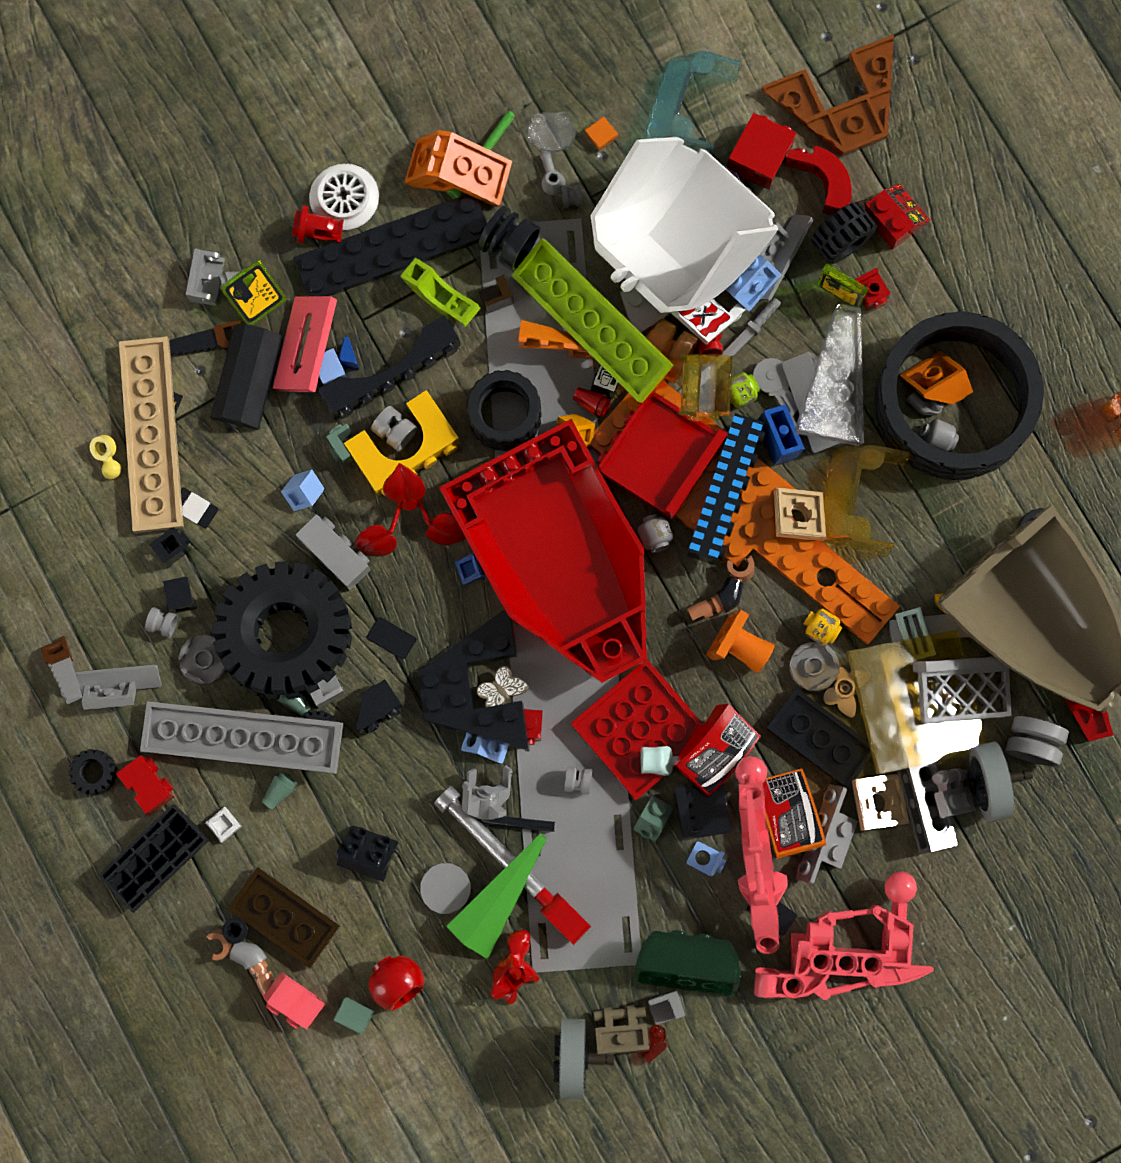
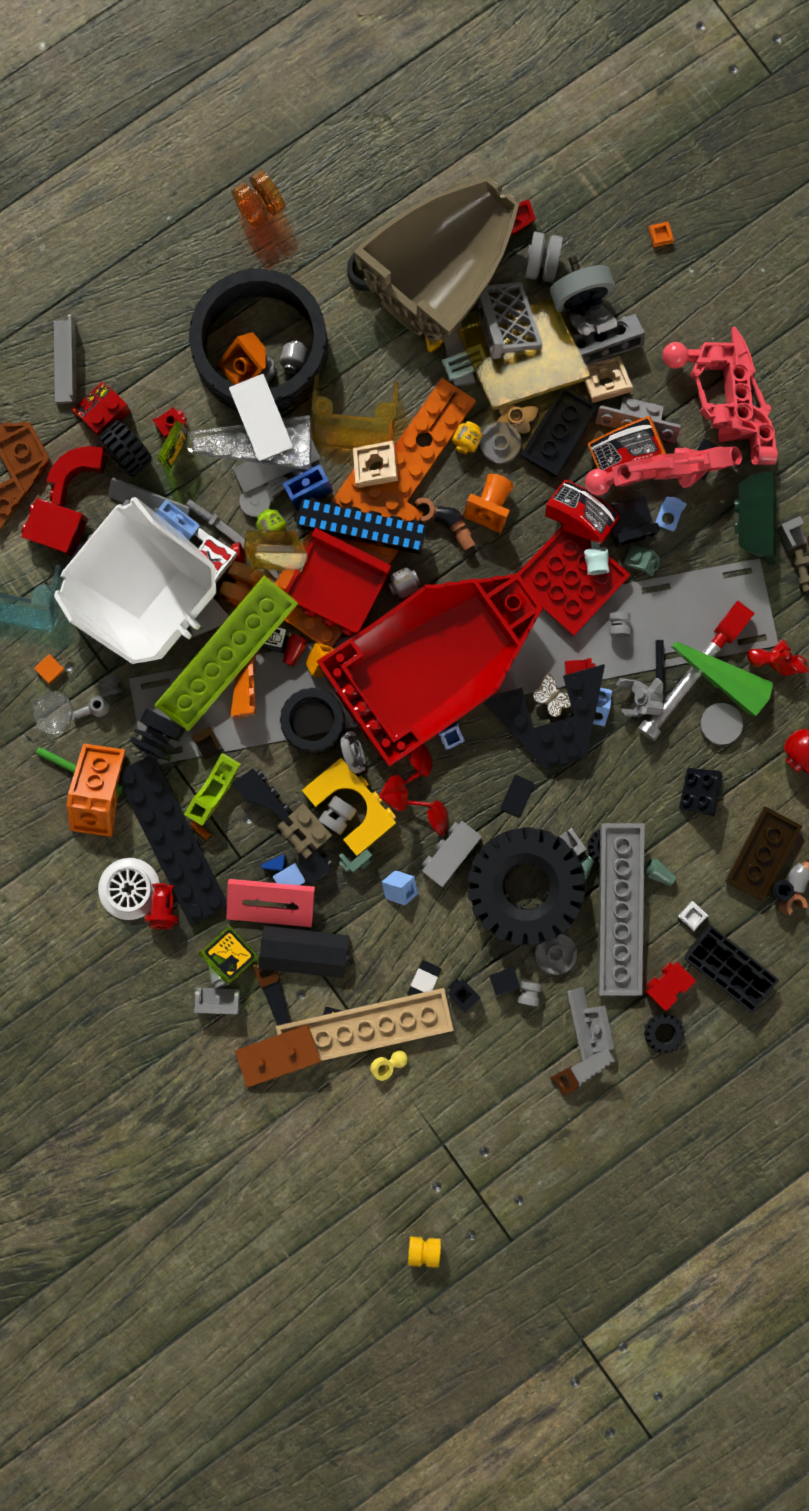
camera: 105 degrees left, 5 degrees up
(134, 335) = (277, 1055): none -> dark orange piece
(376, 706) = (578, 798): black slope -> none
(384, 392) = (308, 827): none -> dark tan plate
(395, 282) = (201, 830): none -> orange piece
(462, 451) = (353, 752): none -> light grey tile
(863, 383) = (260, 417): none -> white sticker
(957, 182) = (65, 361): none -> light grey panel
(1059, 895) = (660, 234): none -> orange tile

